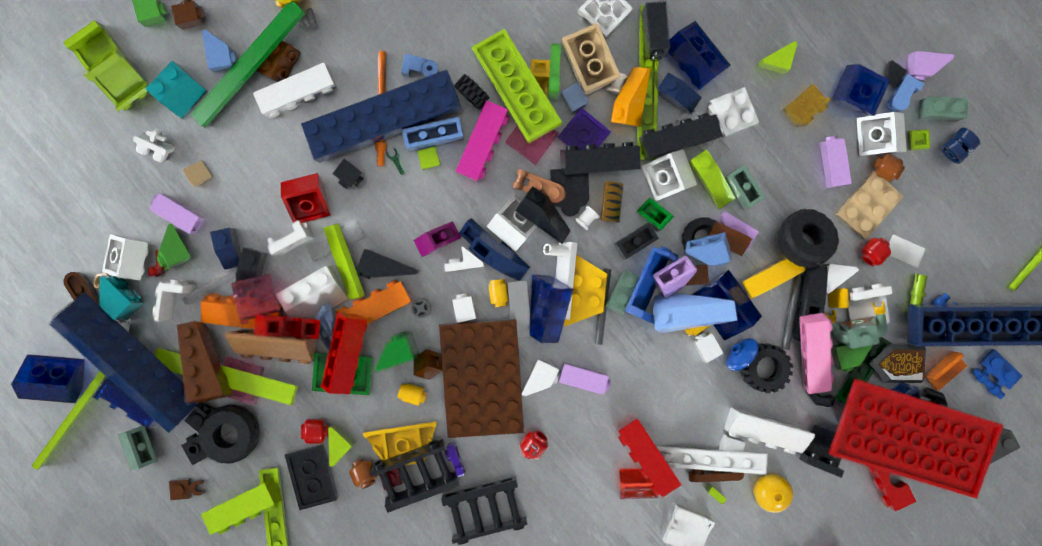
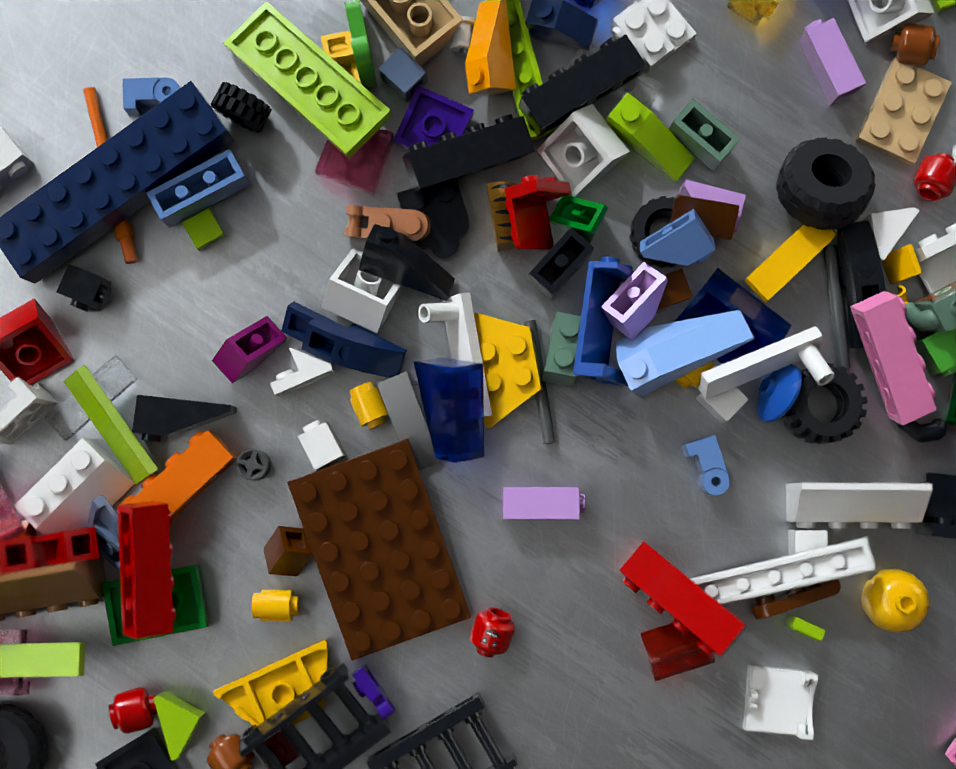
camera: 15 degrees left, 5 degrees down
(395, 159) = (151, 244): clear green hand -> none
(397, 351) = (229, 540): green slope -> none
(482, 140) = (278, 179): dark pink brick -> none
(541, 377) = (473, 520): white slope -> none
(587, 218) = (474, 251): white bush -> none
(626, 205) = (529, 211): none -> red bracket
(689, 383) = (712, 470): none -> medium blue leg
(764, 332) = (798, 347): none -> white piece

